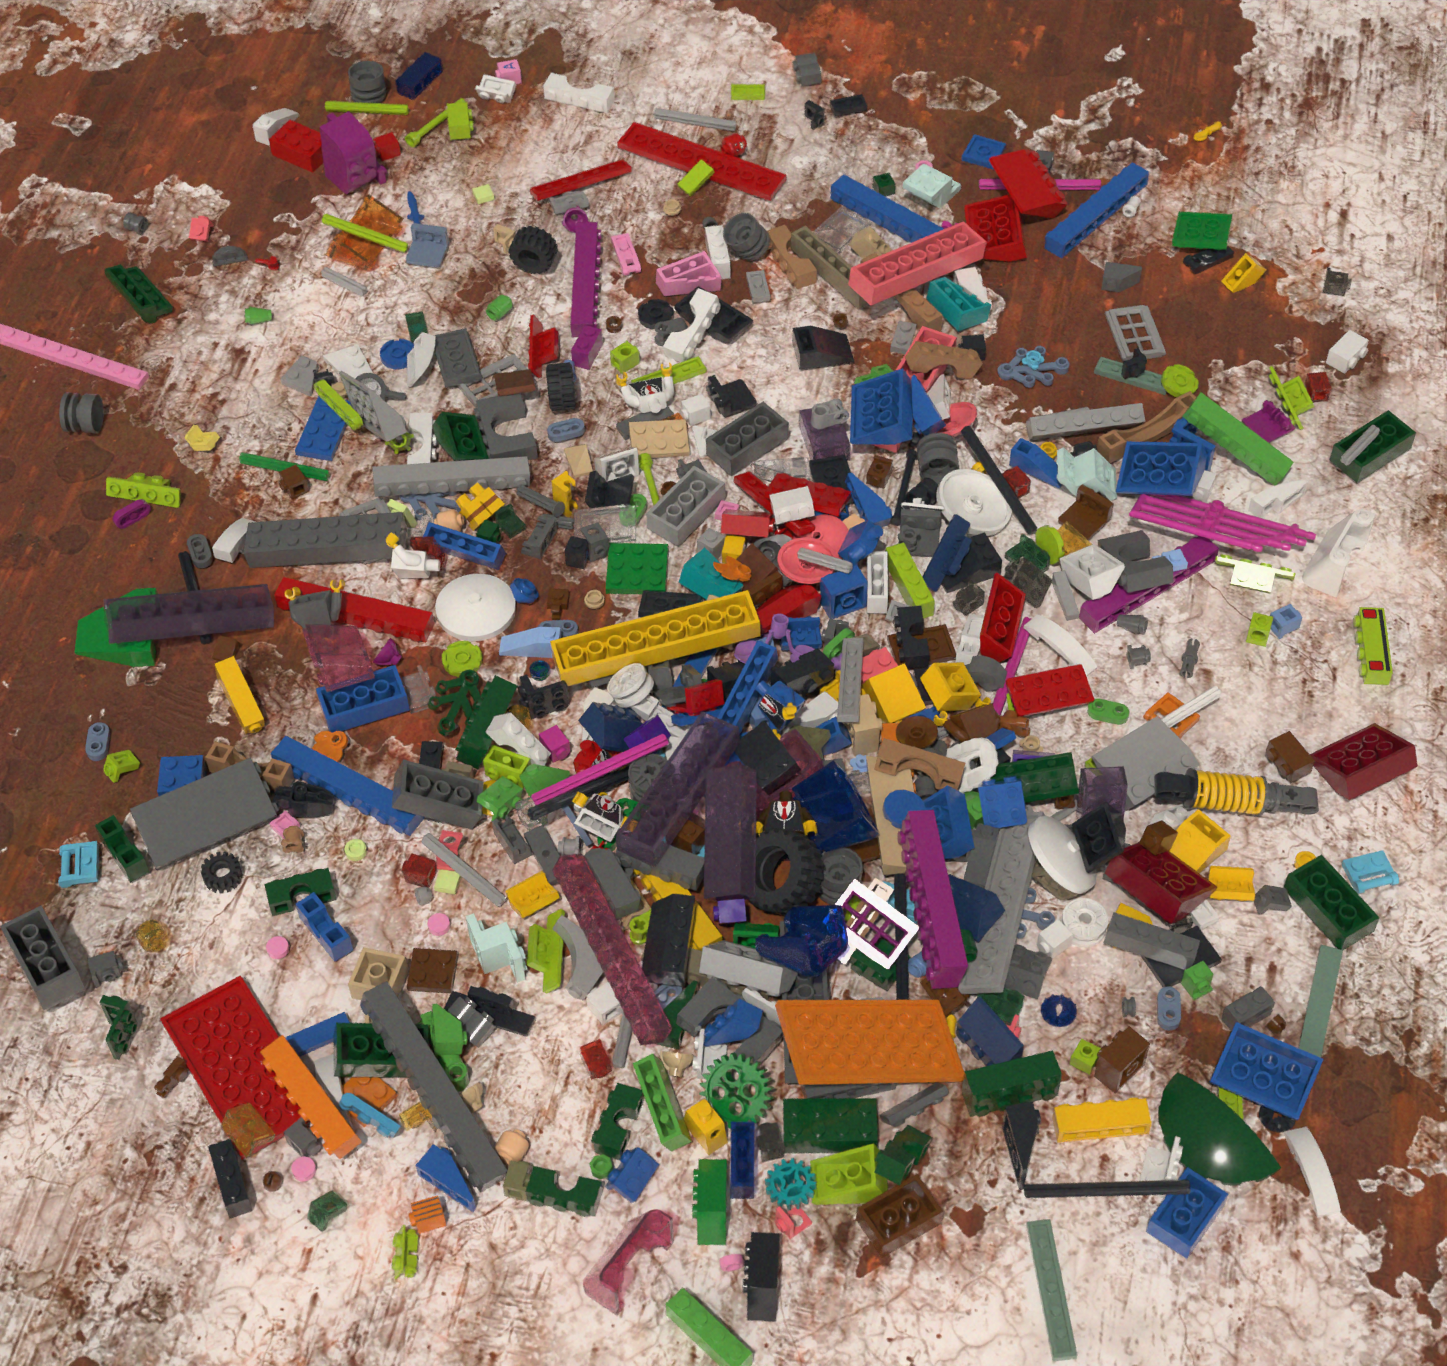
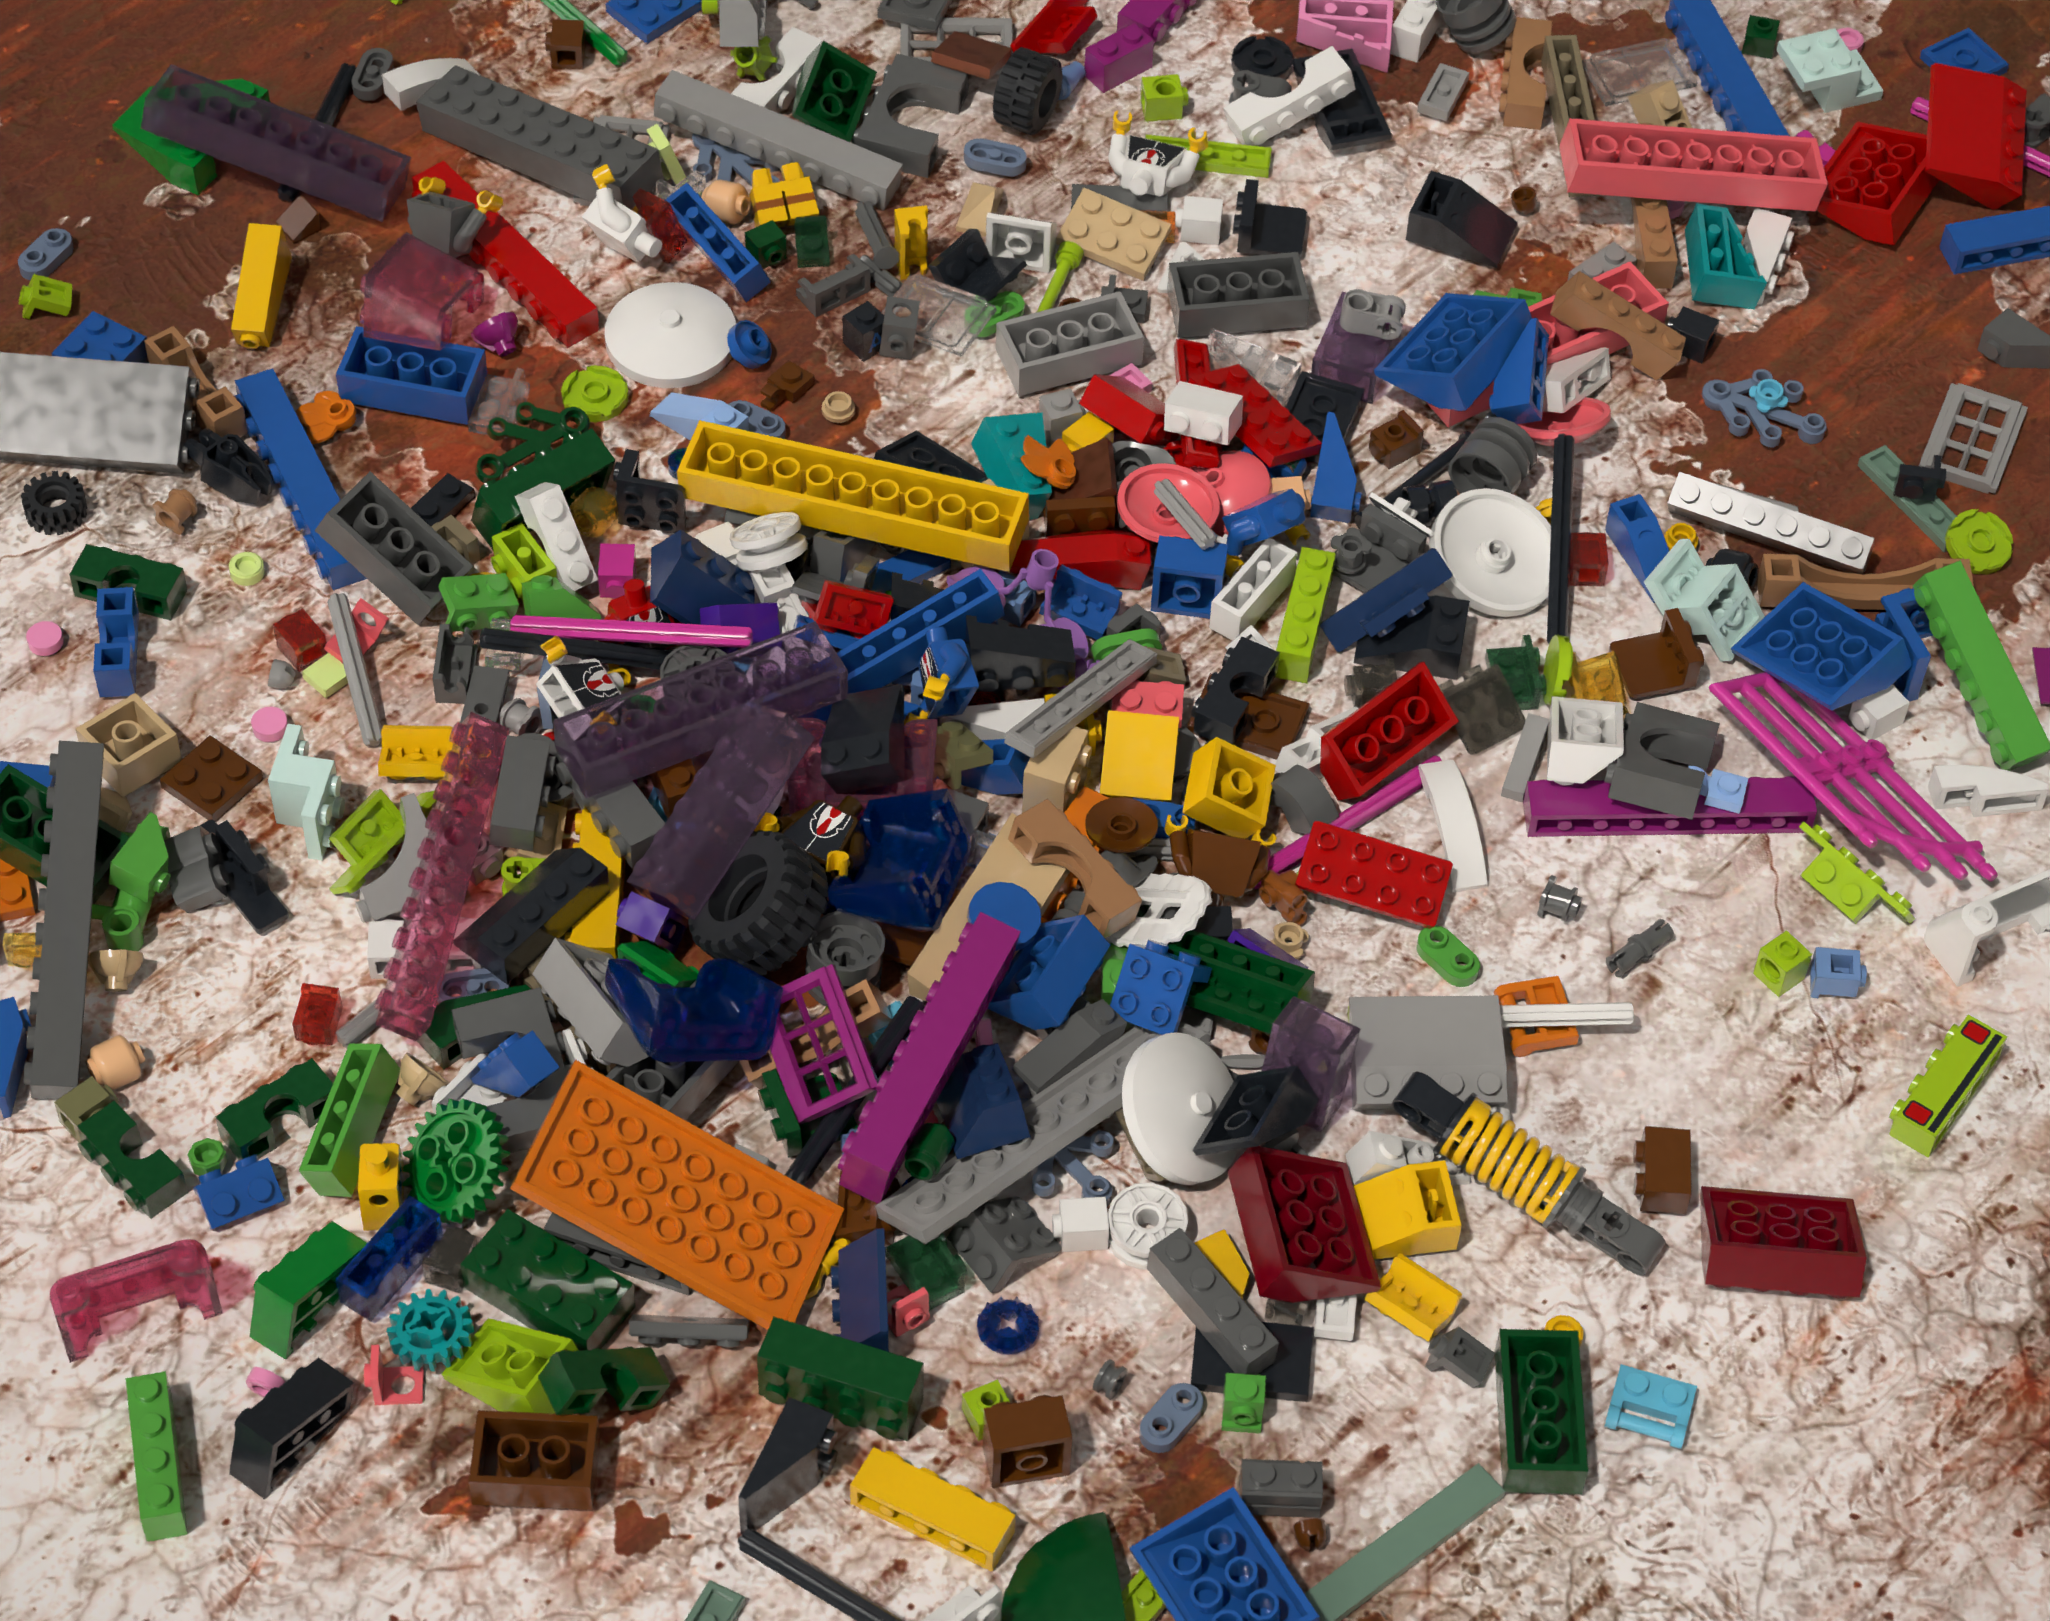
camera: 30 degrees right, 0 degrees up
(282, 822) = (187, 480): bright pink tile -> none
(614, 320) = (1189, 38): reddish brown bush -> none
(636, 568) = (934, 396): green plate -> none
(1002, 737) = (1235, 900): blue tile -> none
(1134, 623) = (1596, 852): dark grey cone -> none
(1158, 837) = (1347, 1166): reddish brown brick -> none

